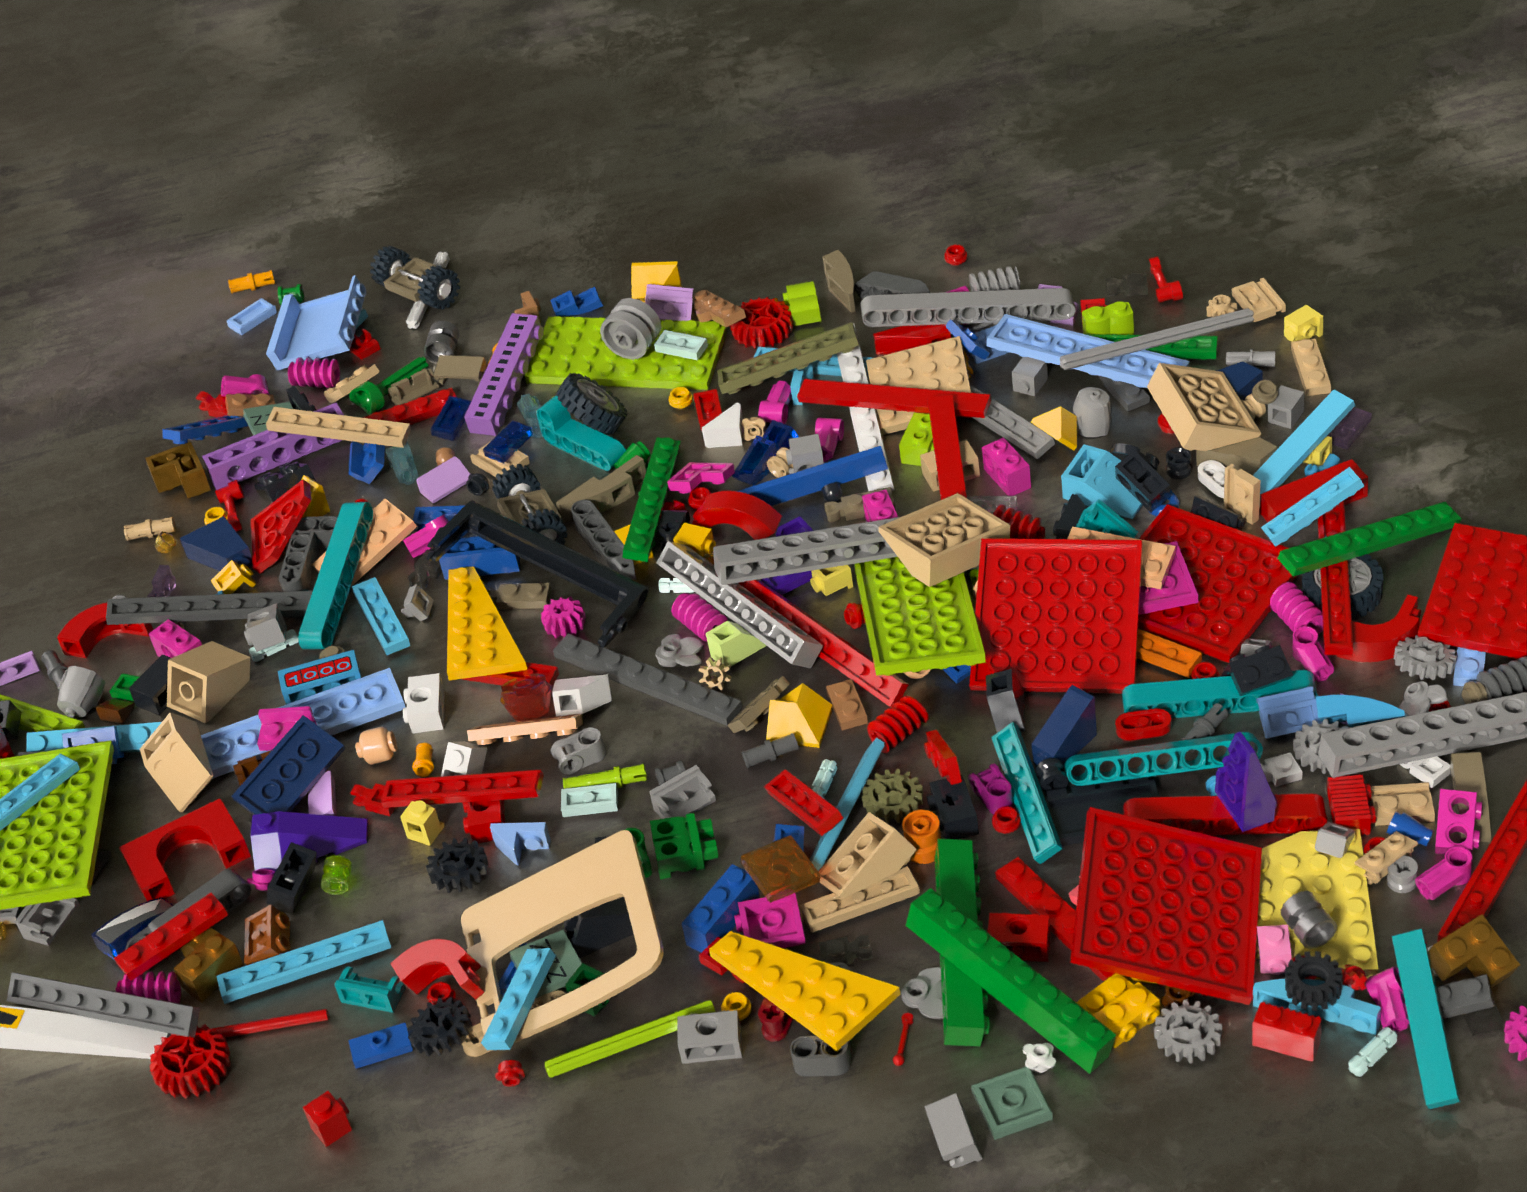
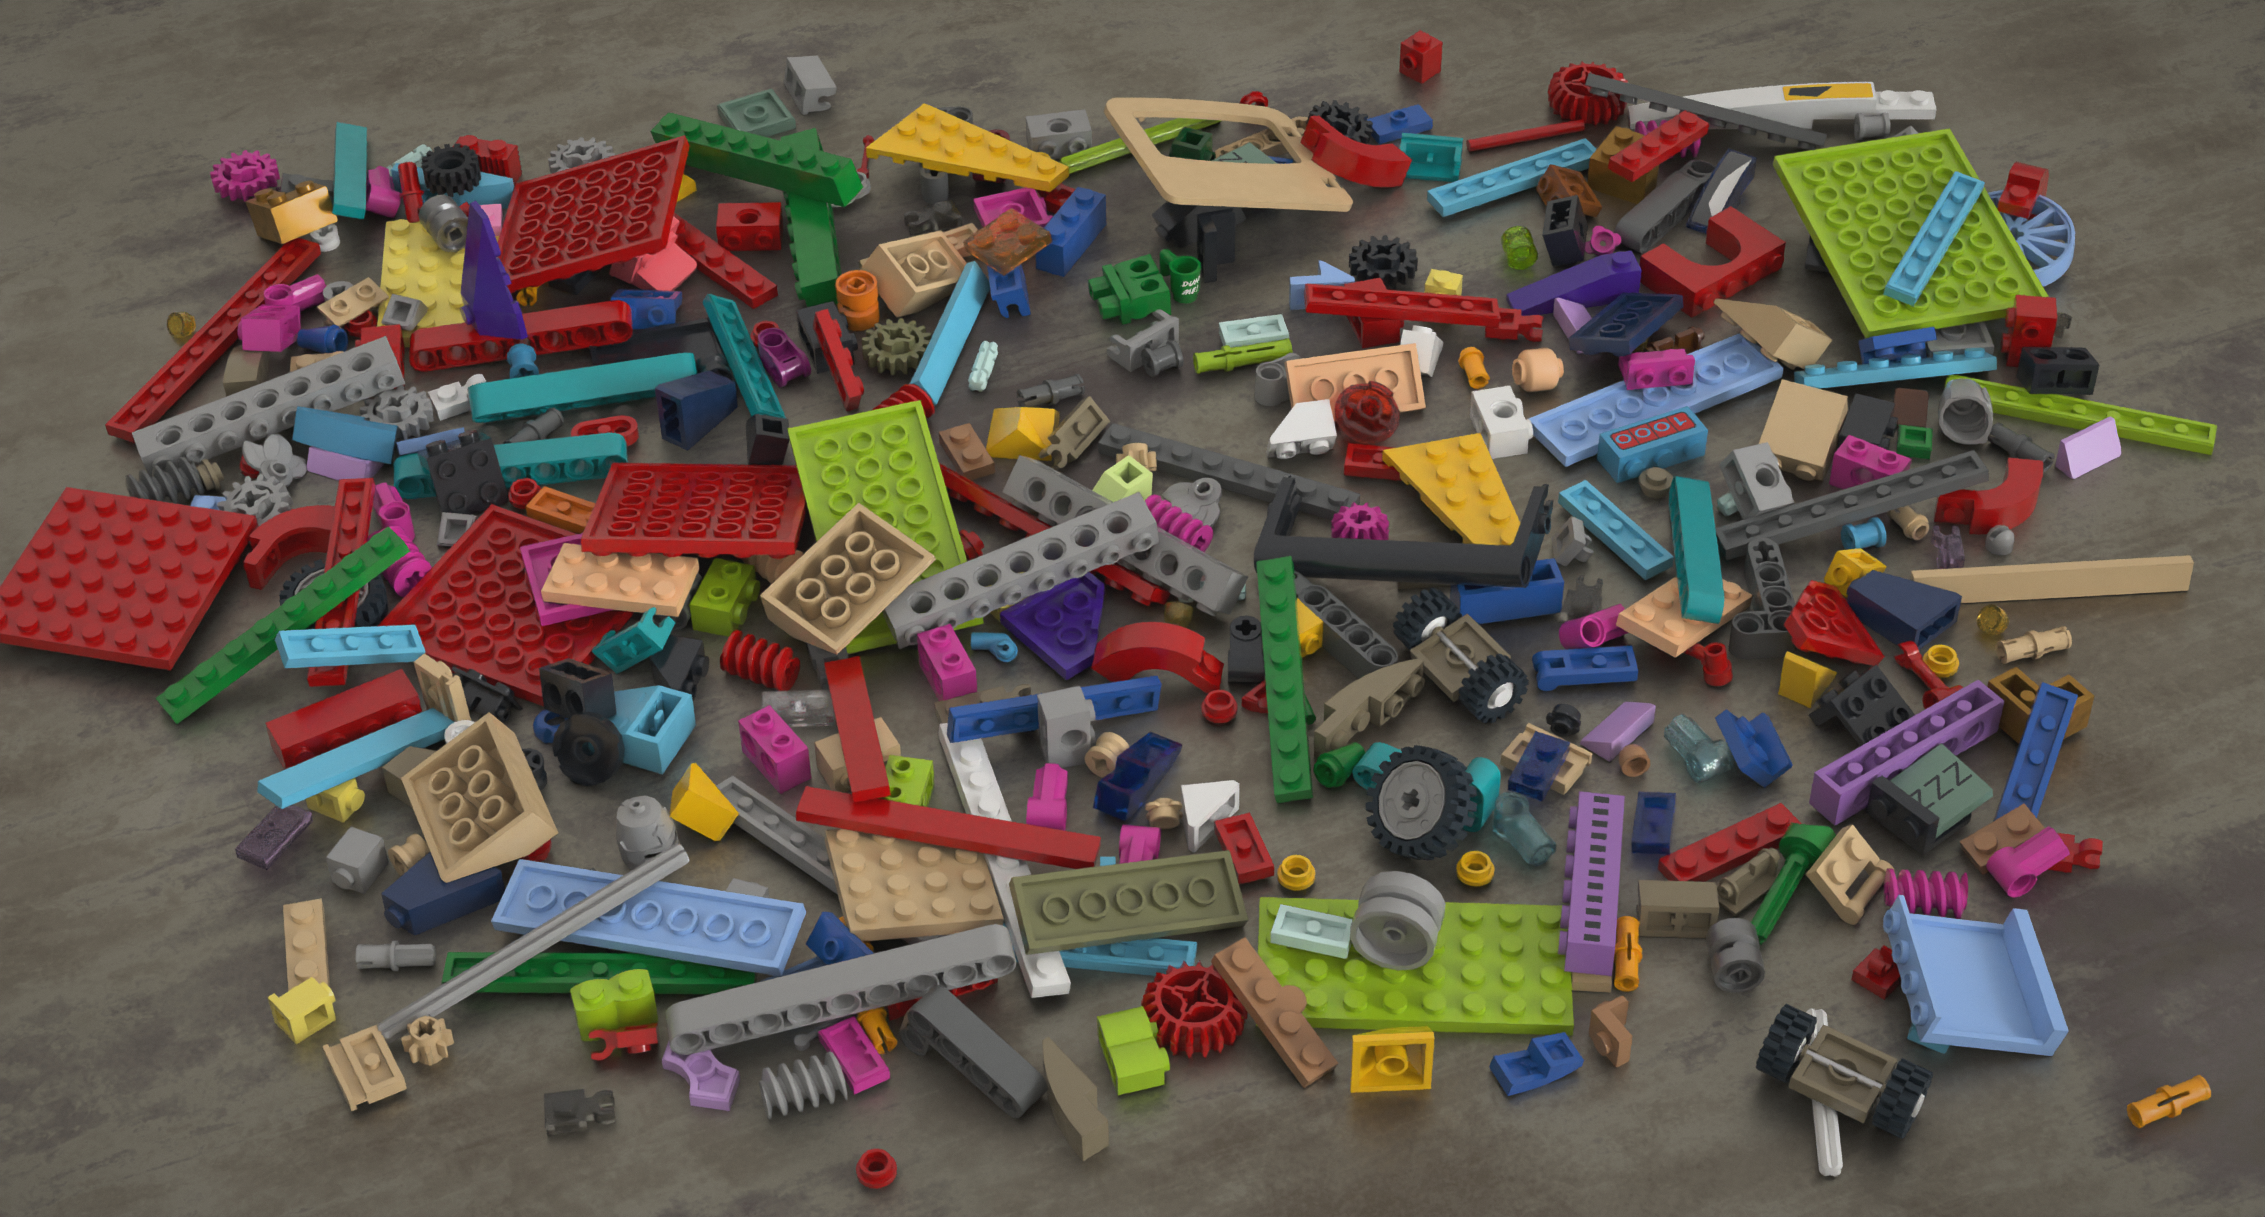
camera: 165 degrees right, 0 degrees up
(109, 564) = (2062, 579): none -> tan tile
(251, 316) = (2123, 1035): light blue tile -> none
(297, 292) = (2071, 1066): green bush -> none
(338, 427) = (1806, 734): tan plate -> none
(518, 999) = (1256, 122): medium azure plate -> none
(670, 302) = (1367, 1019): lavender plate -> none
(696, 473) = (1226, 735): dark pink plate -> none
(696, 537) = (1214, 626): yellow brick -> none
(803, 802) = (996, 318): red plate -> none
(1166, 290) = (512, 1089): red brick -> none
(1265, 392) = (383, 840): dark tan plate -> none

